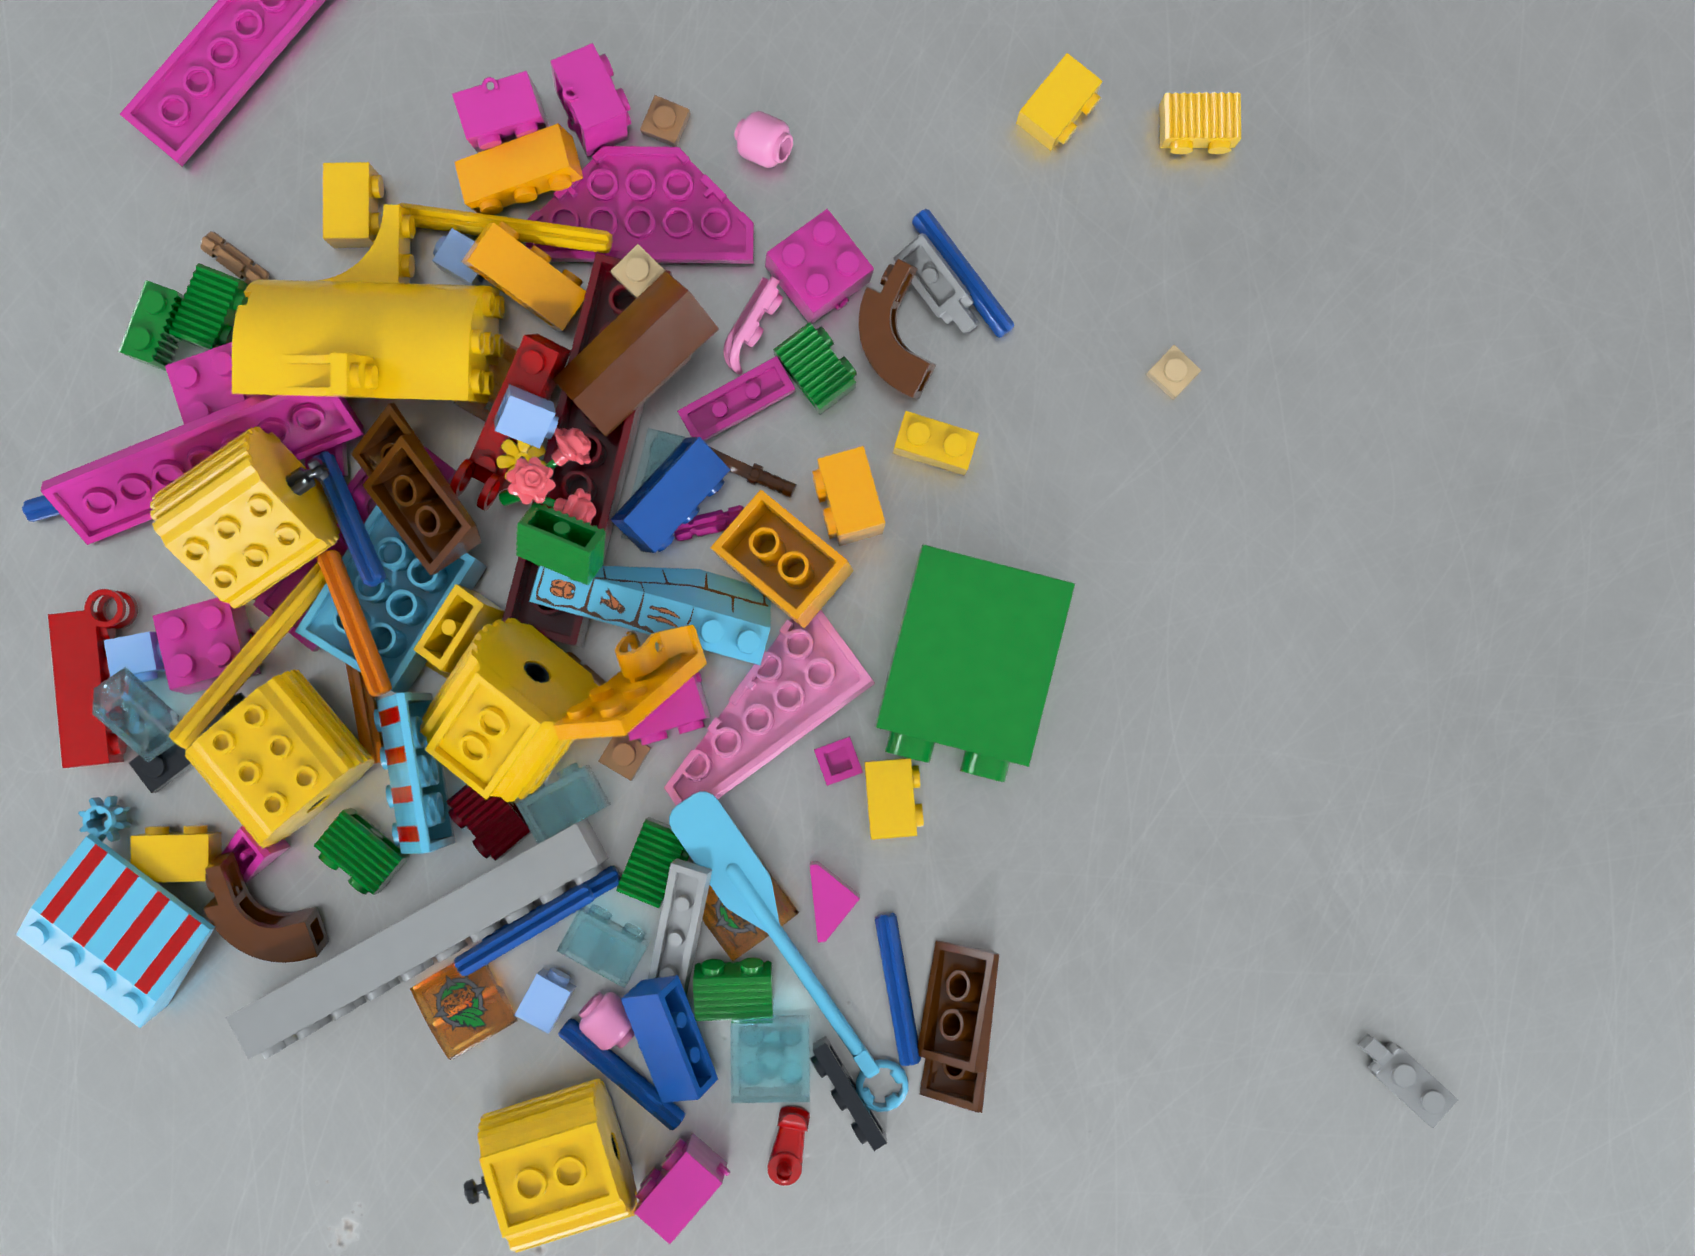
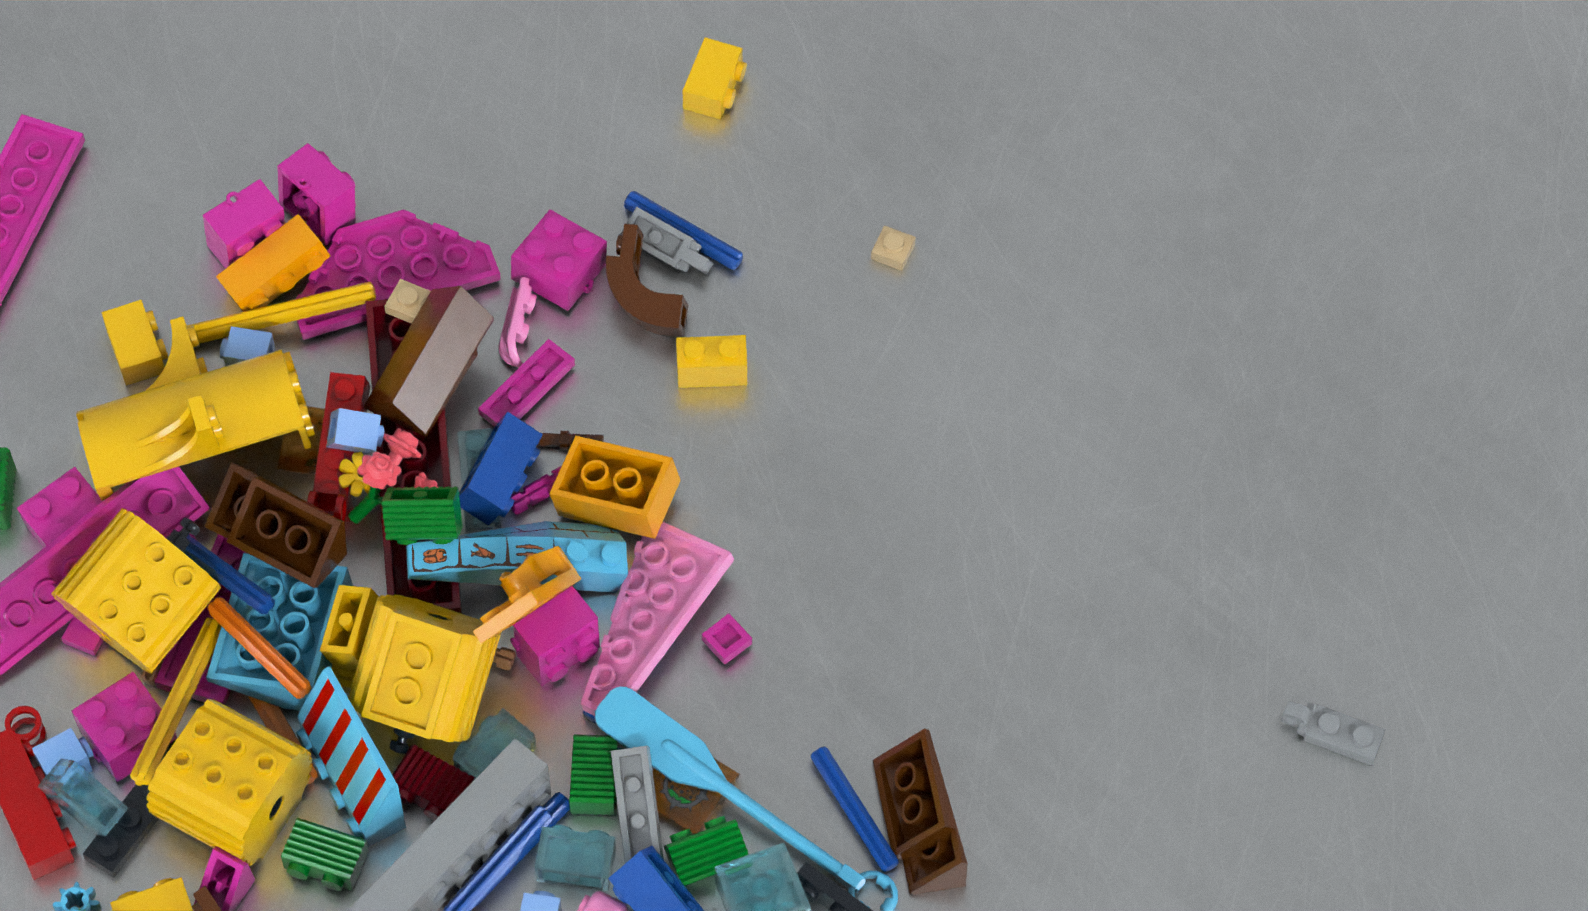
camera: 15 degrees left, 25 degrees down
(209, 308) = (36, 459): green brick -> none
(232, 258) = (43, 419): medium nougat axle -> none
(525, 275) = (310, 339): light orange brick -> none
(624, 756) = (534, 700): medium nougat plate -> none
(665, 121) = (383, 197): medium nougat plate -> none
(763, 139) = (474, 182): bright pink head -> none
(815, 366) = (587, 337): green brick -> none
(831, 900) = (764, 750): dark pink slope -> none
(851, 496) = (655, 410): light orange brick -> none
(891, 798) = (785, 651): yellow brick -> none
(973, 661) = (811, 512): green brick -> none
(1200, 122) = (836, 56): yellow brick -> none

